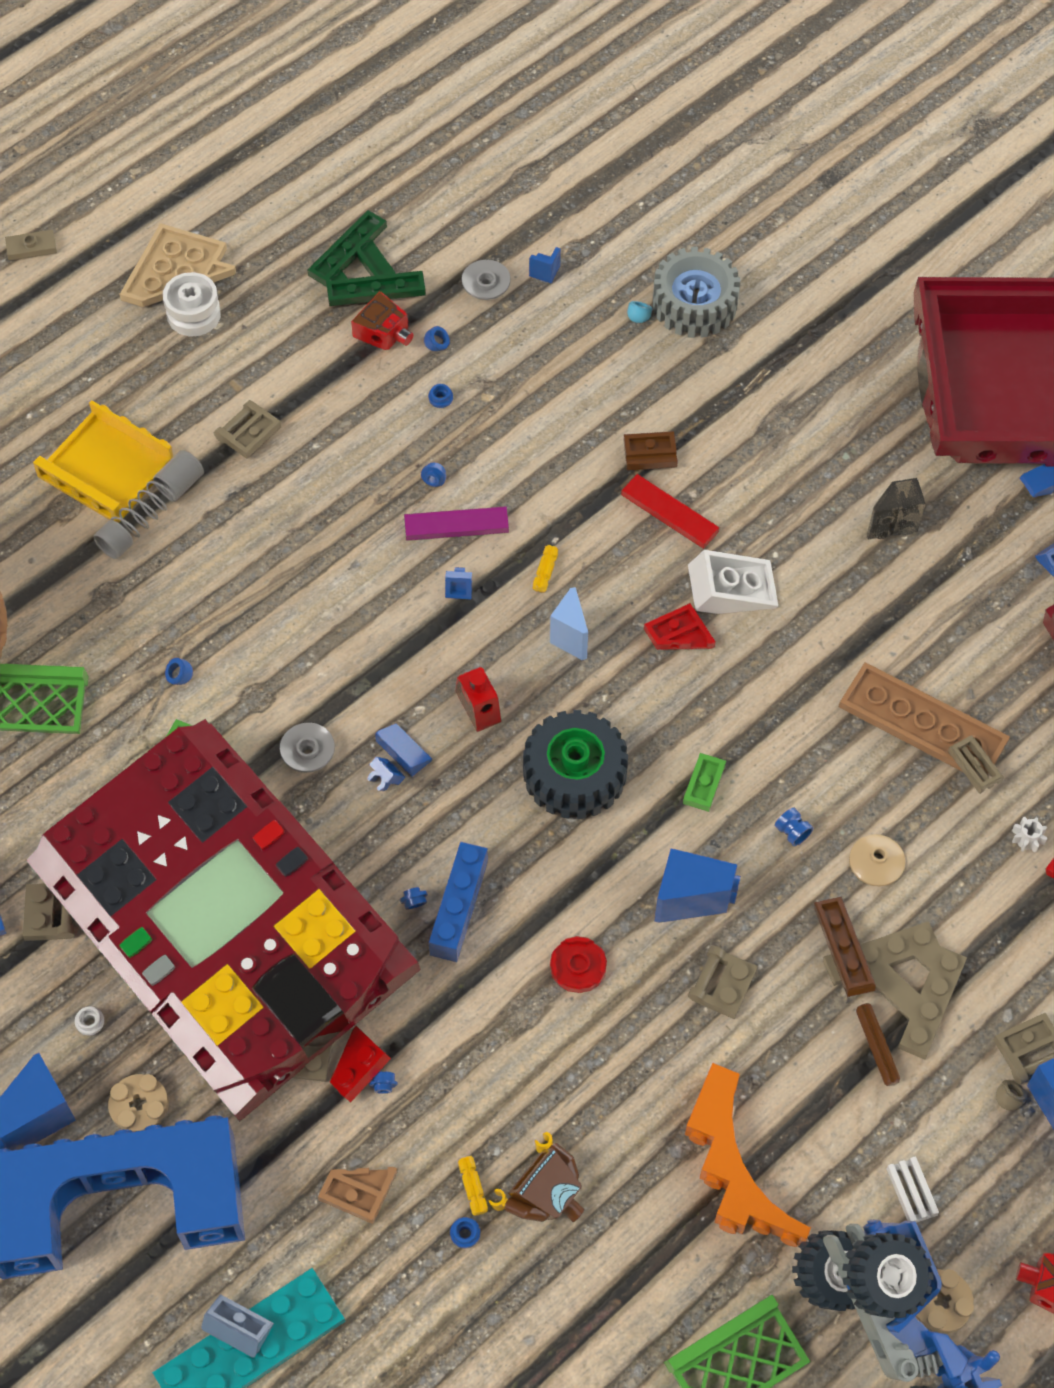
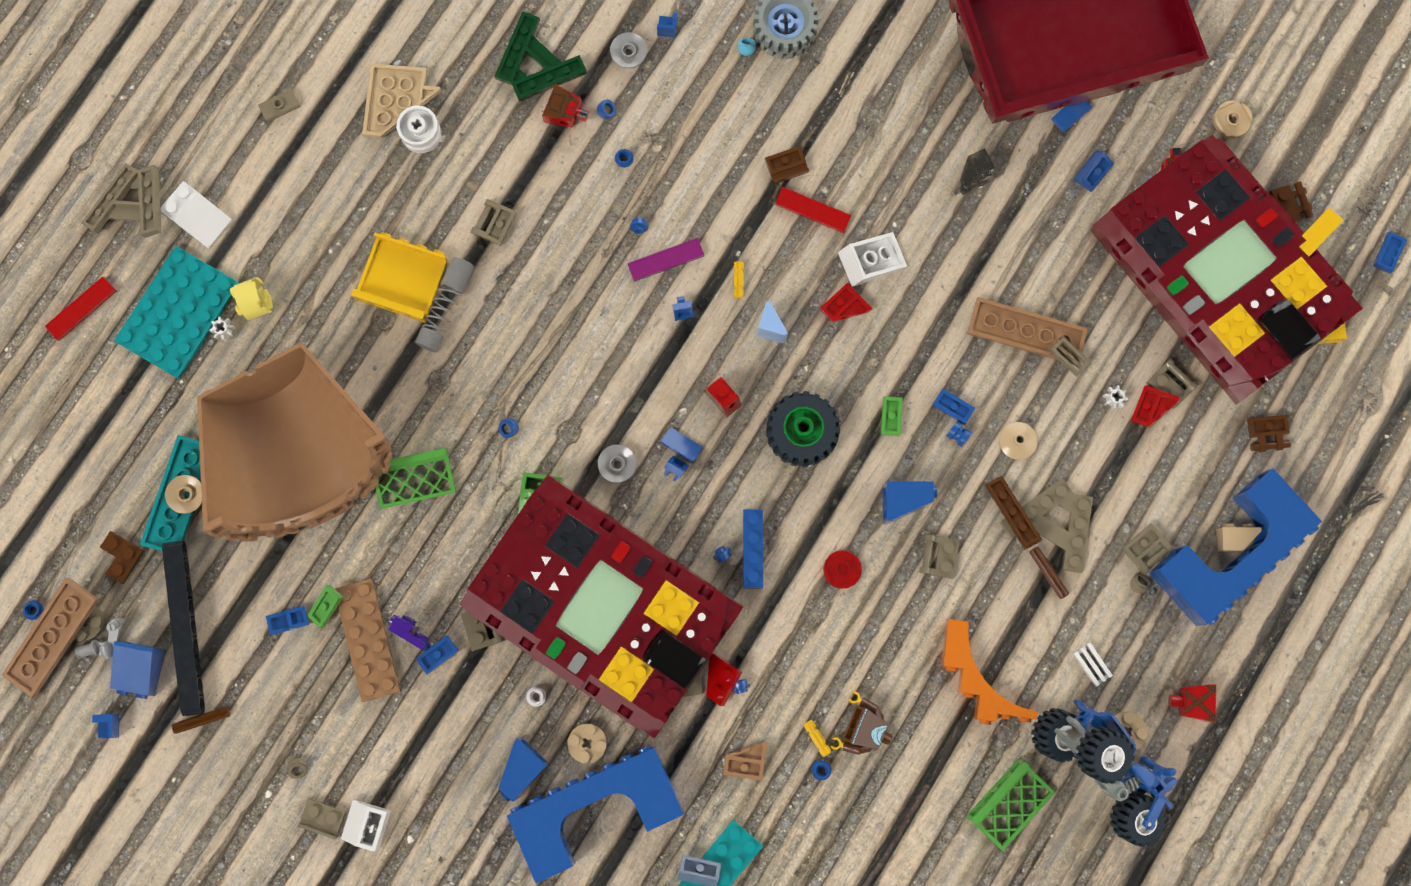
camera: 15 degrees left, 20 degrees up
(795, 790) = (953, 406): none -> blue plate

